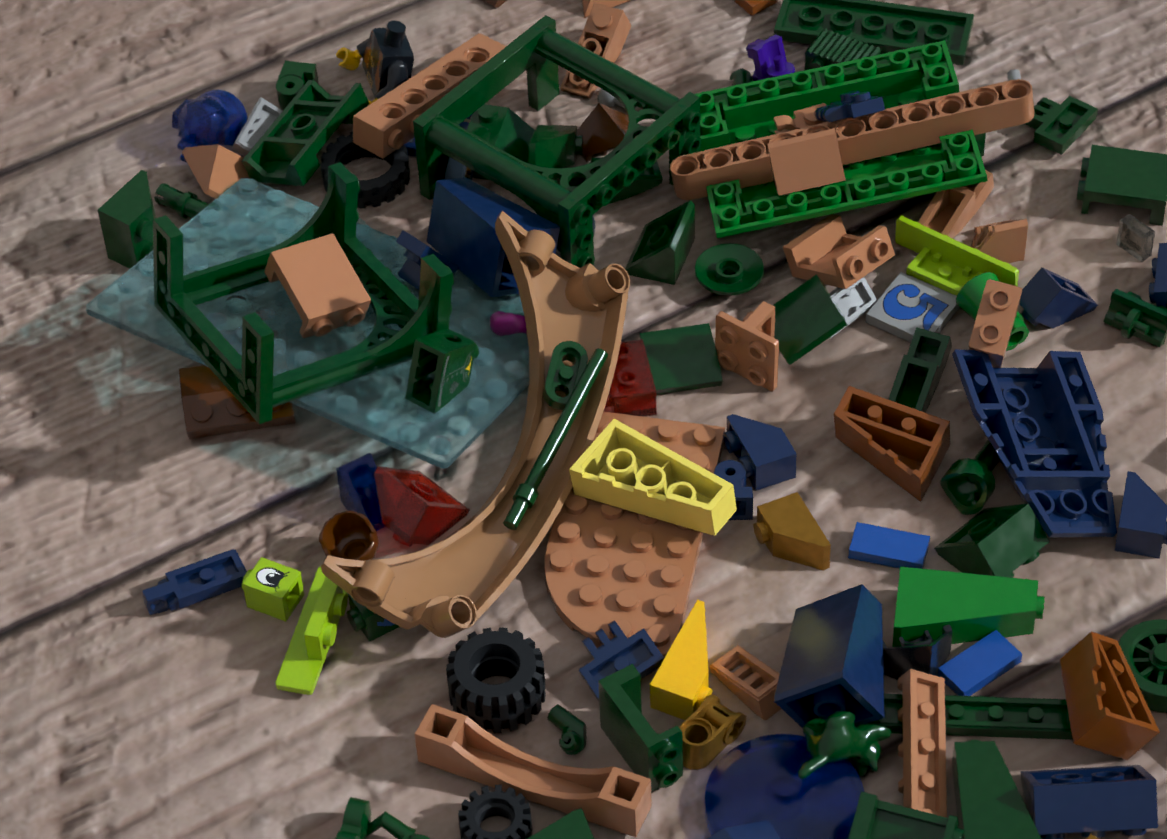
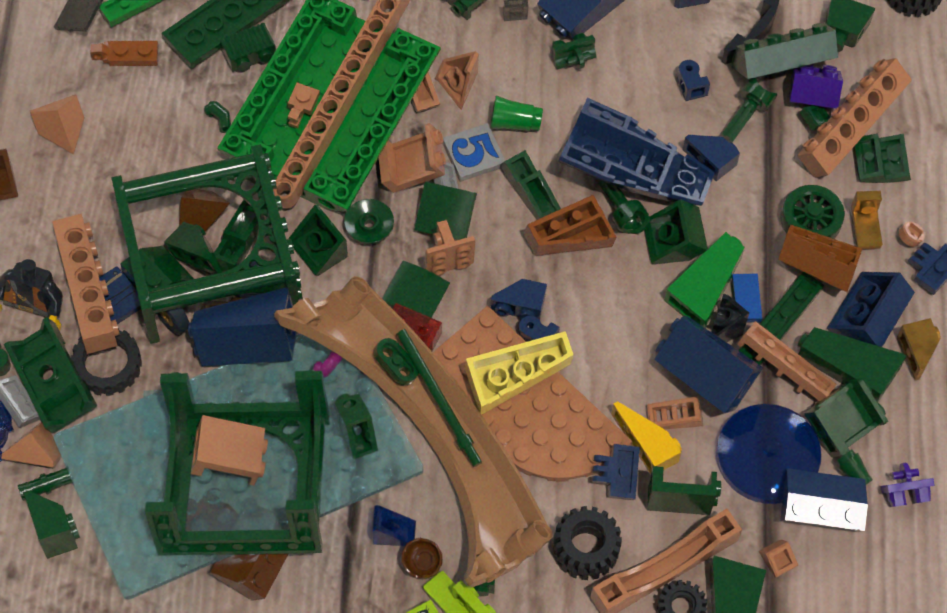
camera: 60 degrees left, 15 degrees up
(415, 251) = (237, 381): dark blue slope -> none
(415, 506) = (420, 504): clear red slope -> none
(572, 728) = (644, 526): dark green arm -> none
(604, 35) = (115, 159): nougat slope -> none
(709, 732) = (697, 454): pearl gold piece -> none
(769, 58) = (227, 88): dark purple hips -> none
(792, 532) = (593, 323): pearl gold slope -> none
(806, 162) = (350, 129): nougat slope -> none
(839, 740) = (761, 401): dark green animal -> none
(850, 106) = (322, 72): dark blue hinge -> none
(888, 546) = (635, 284): blue tile -> none
(945, 260) = (460, 111): lime bracket -> none
(995, 320) = (548, 125): nougat panel -> none
(1054, 300) = (529, 82): dark blue slope -> none

